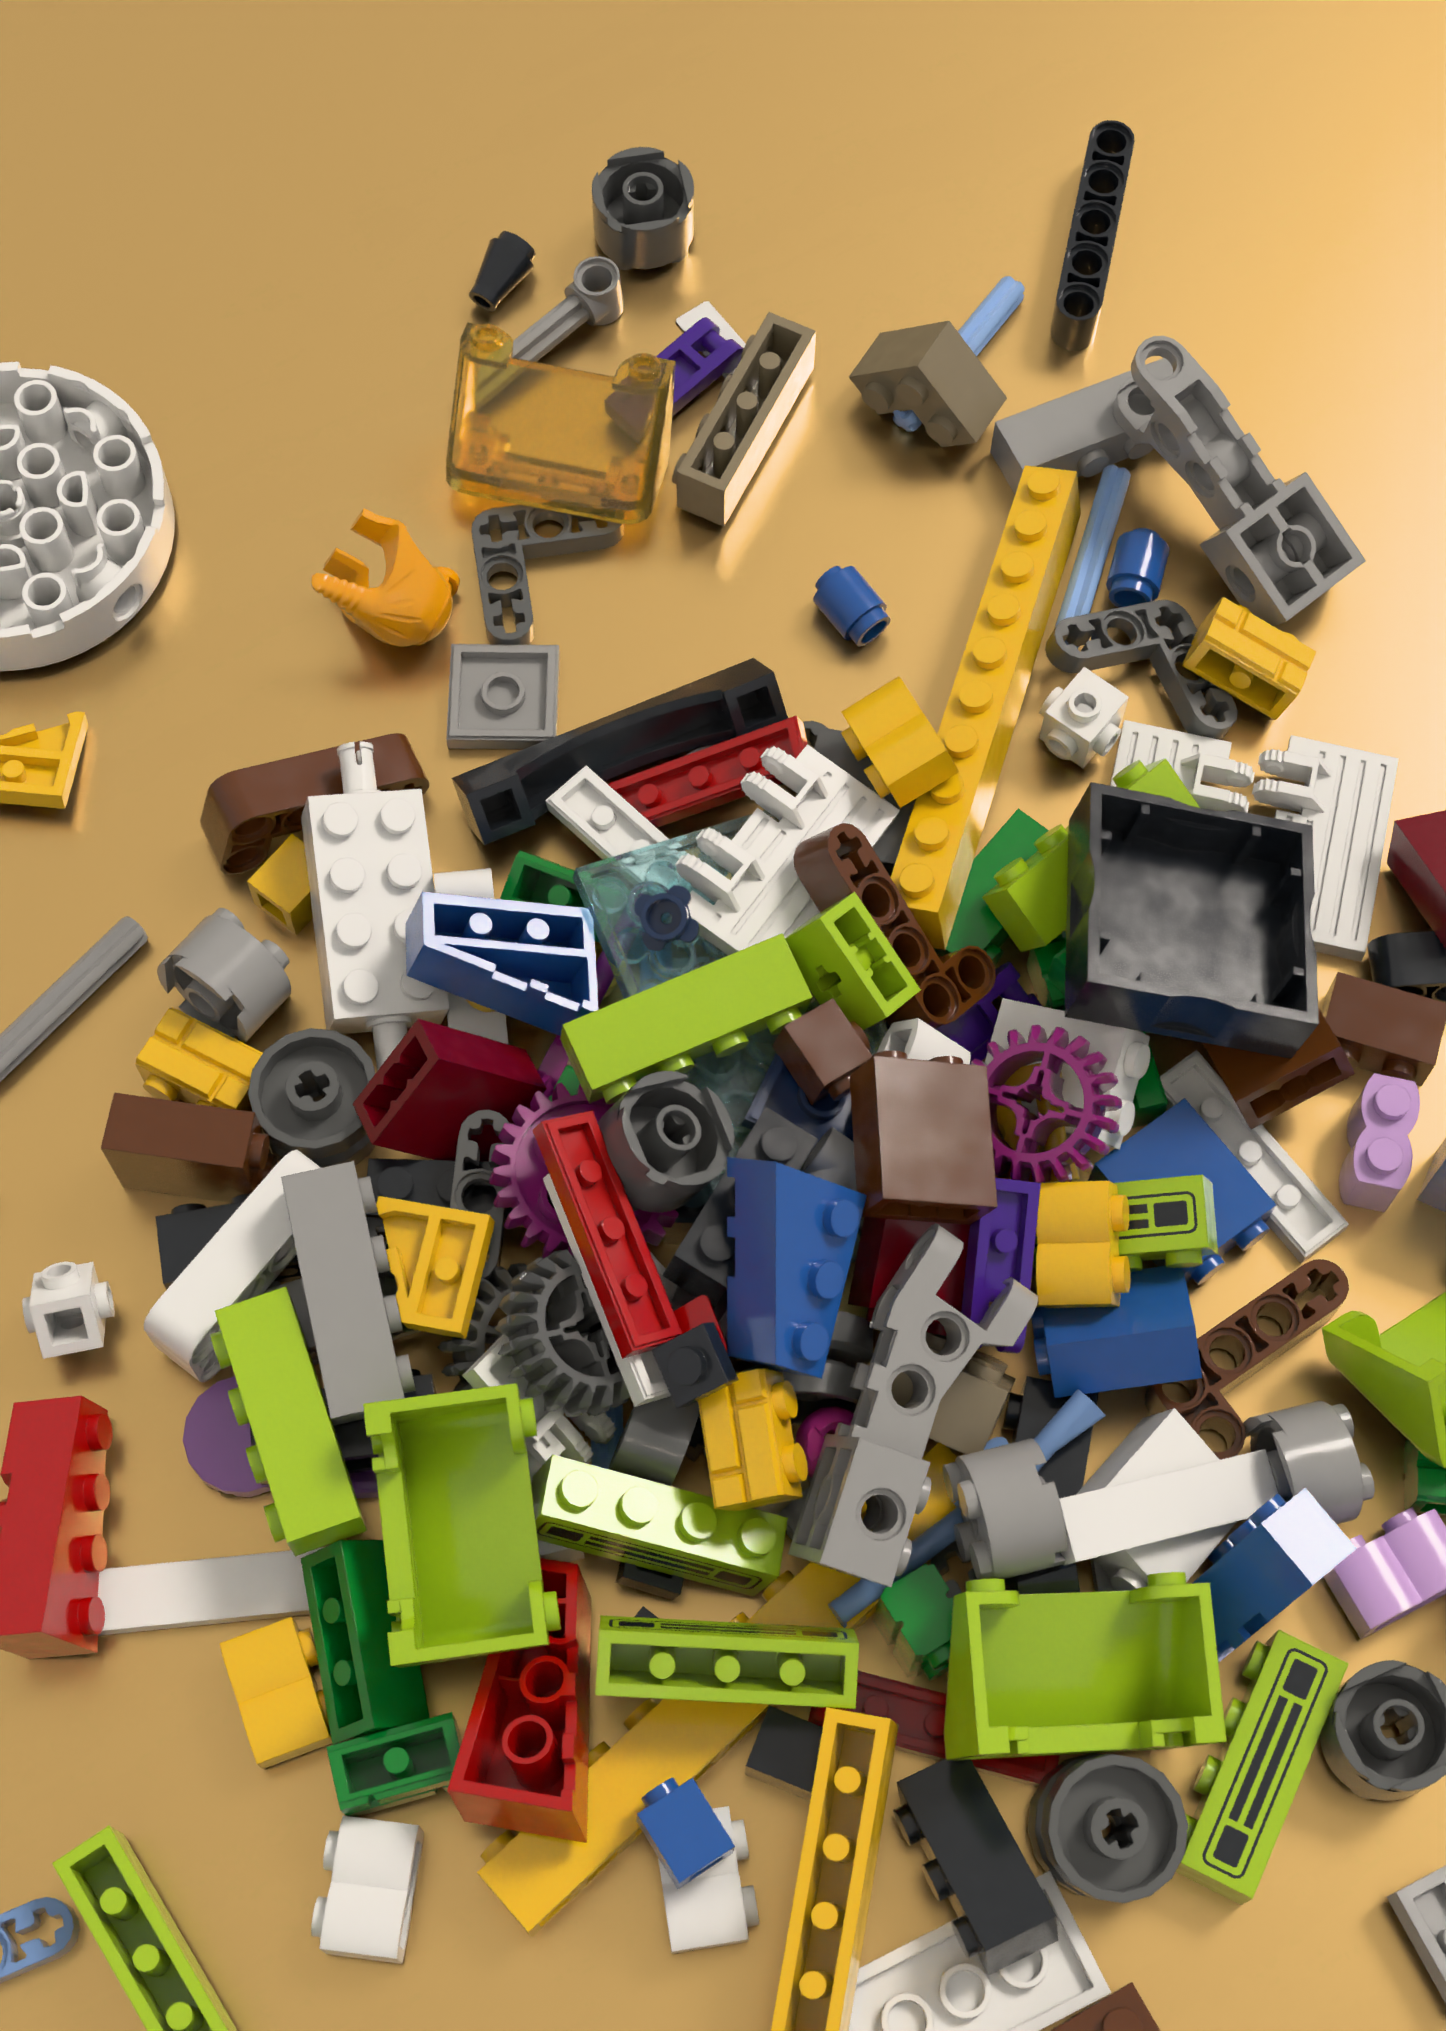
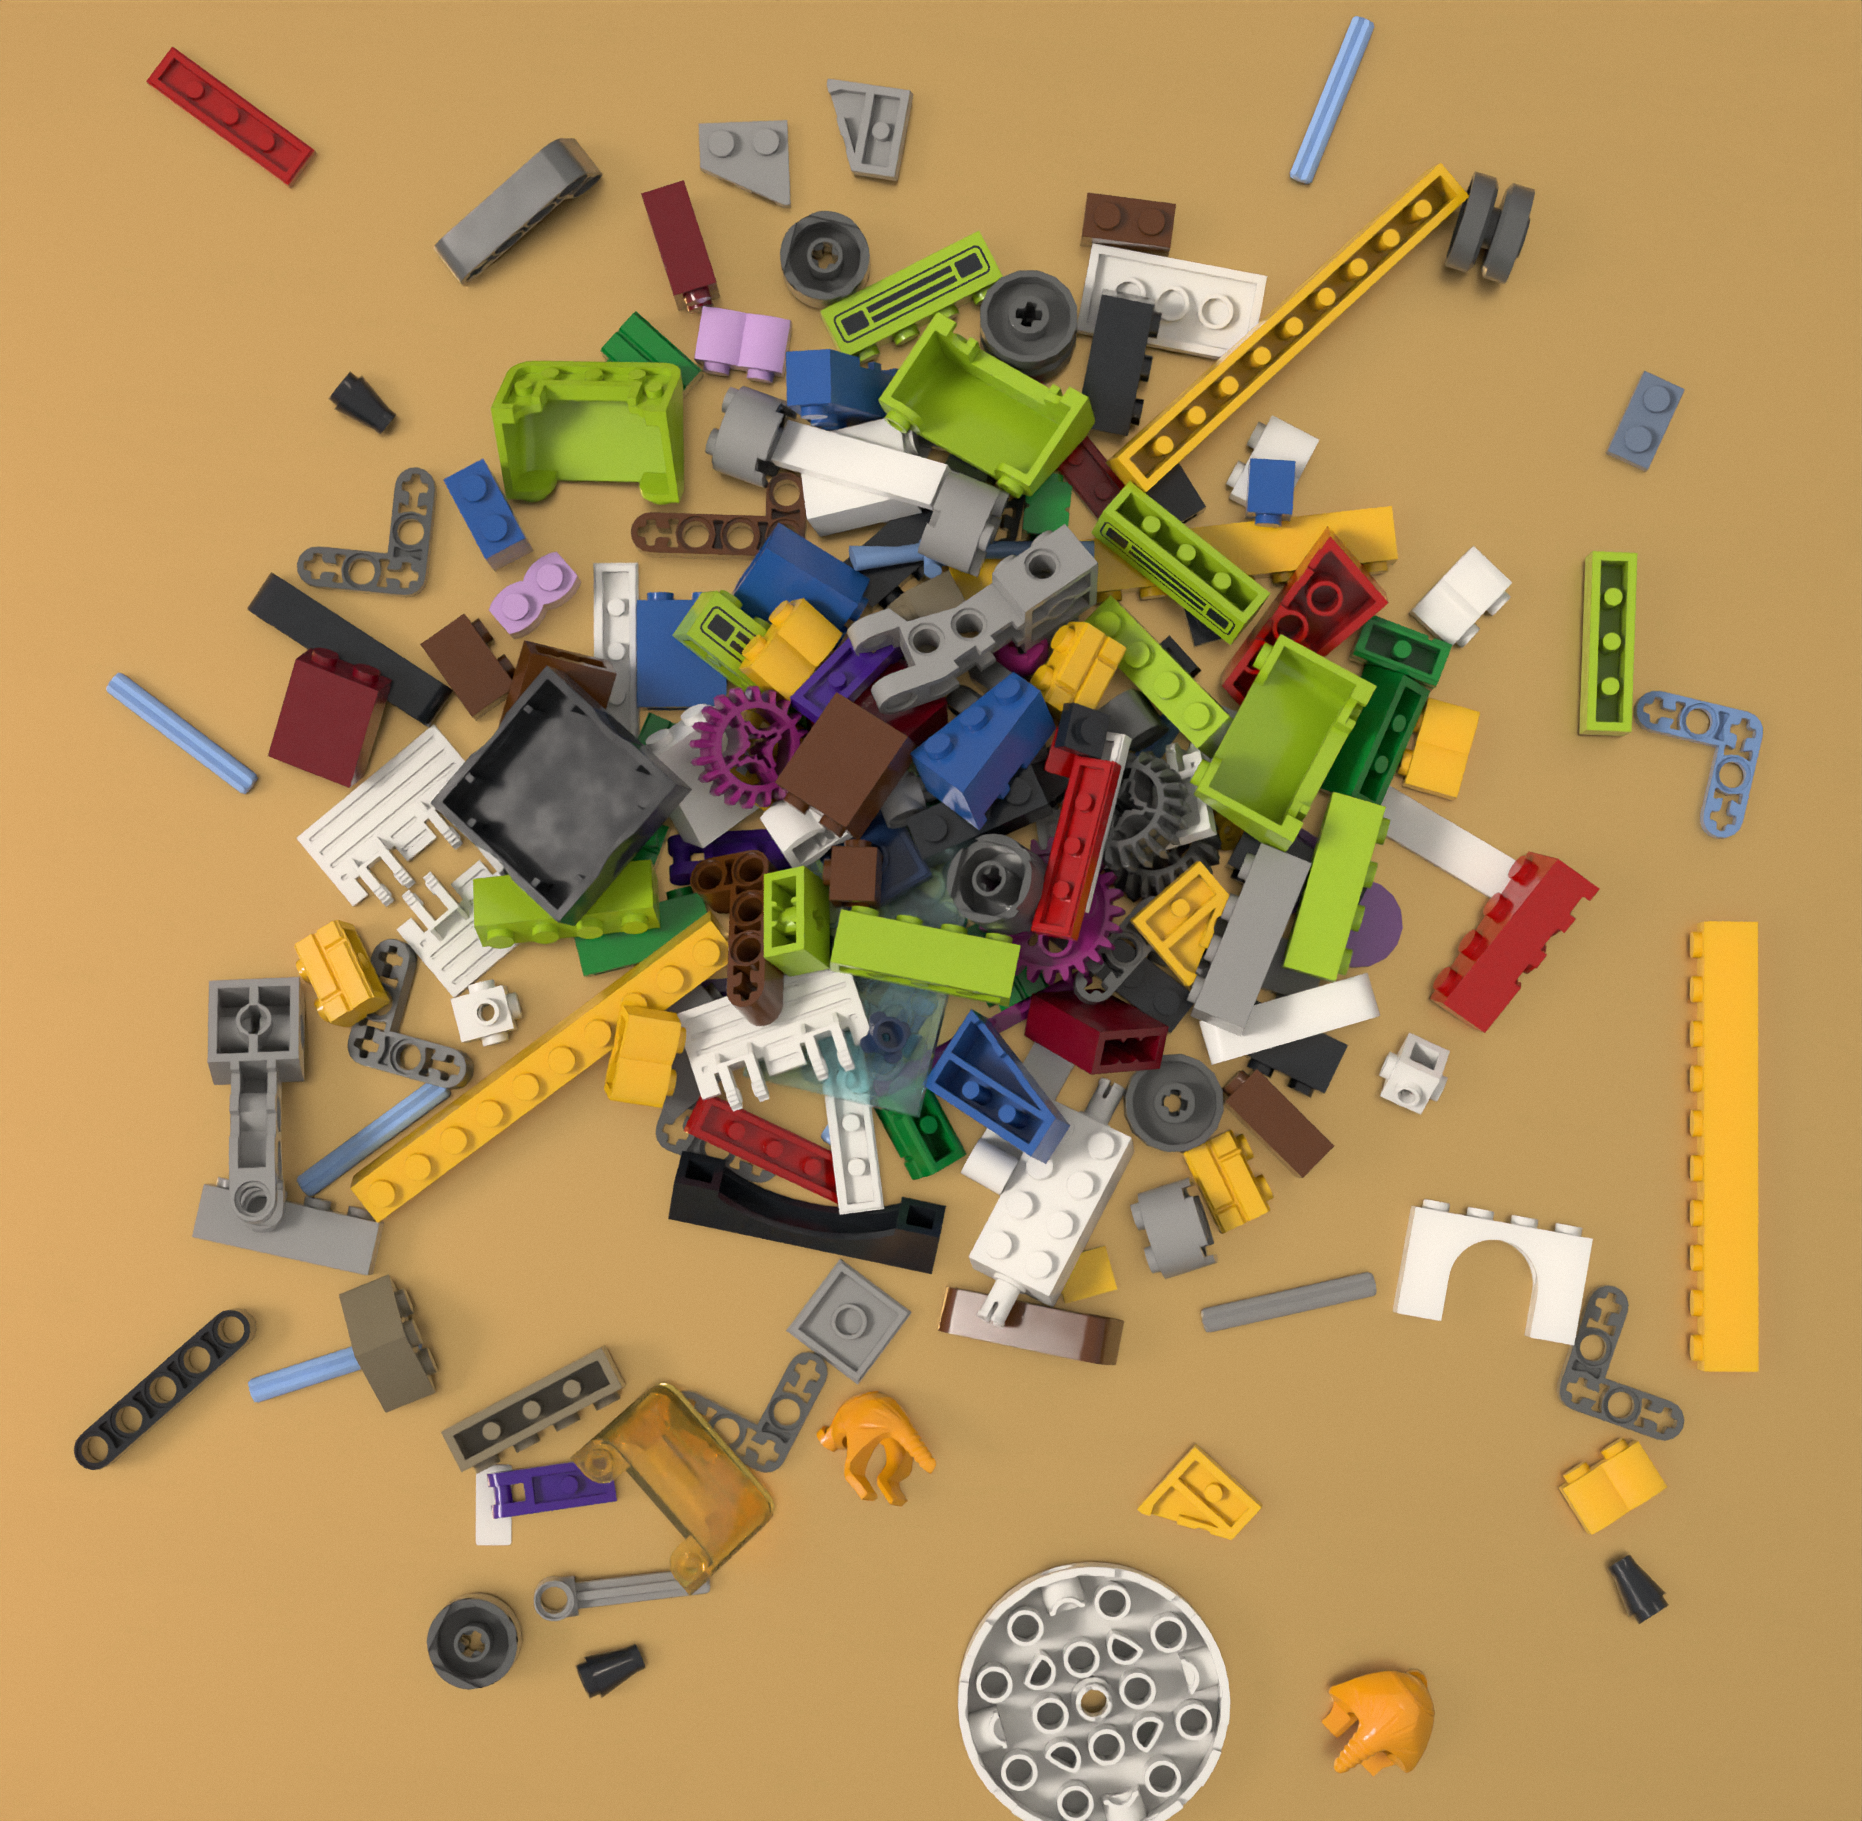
camera: 145 degrees left, 20 degrees up
(851, 605) = (568, 1215): blue brick -> none
(1137, 567) = (355, 1099): blue brick -> none

